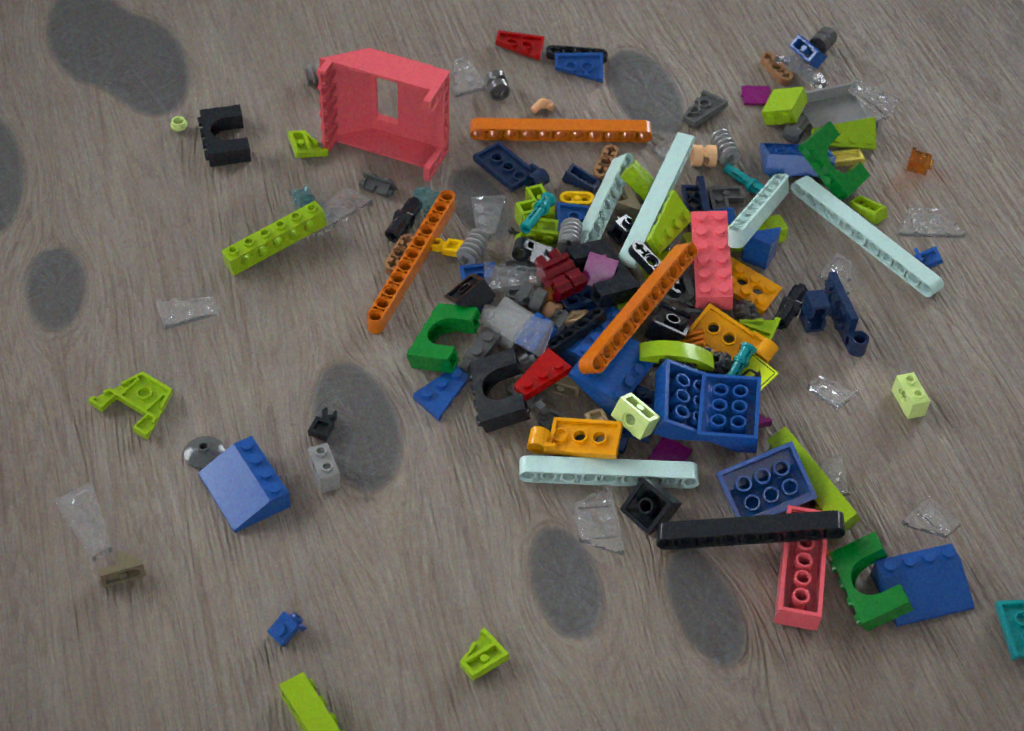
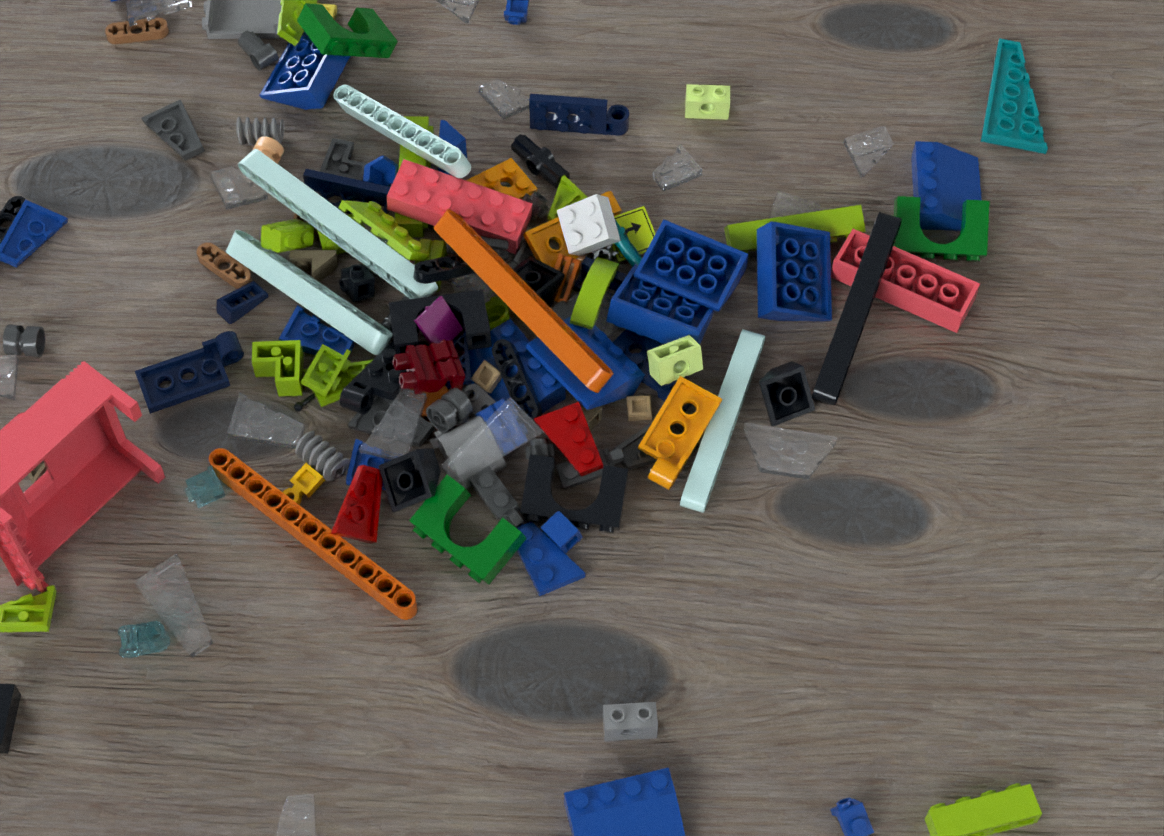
camera: 70 degrees left, 10 degrees up
(274, 238) = (211, 691): lime brick -> none
(322, 427) = (558, 710): black plate -> none
(371, 181) = (143, 547): dark grey hinge -> none
(398, 248) = (288, 536): medium nougat beam -> none
(403, 219) = (232, 524): black piece -> none
(437, 275) = (361, 507): none -> red wing
(462, 391) = (561, 532): none -> blue panel
(483, 656) = (937, 619): lime wing -> none
(541, 208) = (307, 353): teal pin -> none
(544, 104) = (82, 303): light nougat arm -> none
(560, 130) = (147, 287): orange beam -> none
(569, 233) = (357, 339): light grey piece -> none
(577, 197) = (276, 318): yellow plate -> none
(670, 451) = (715, 353): magenta piece -> none
(731, 334) = (588, 225): none -> white brick
(751, 184) = (332, 127): teal pin -> none
(755, 95) = (173, 69): magenta piece -> none
(784, 106) = (219, 45): lime brick -> none
(814, 310) = (564, 138): dark blue brick -> none
(868, 236) = (457, 51): light aqua beam -> none
(869, 209) = (418, 25): lime slope -> none

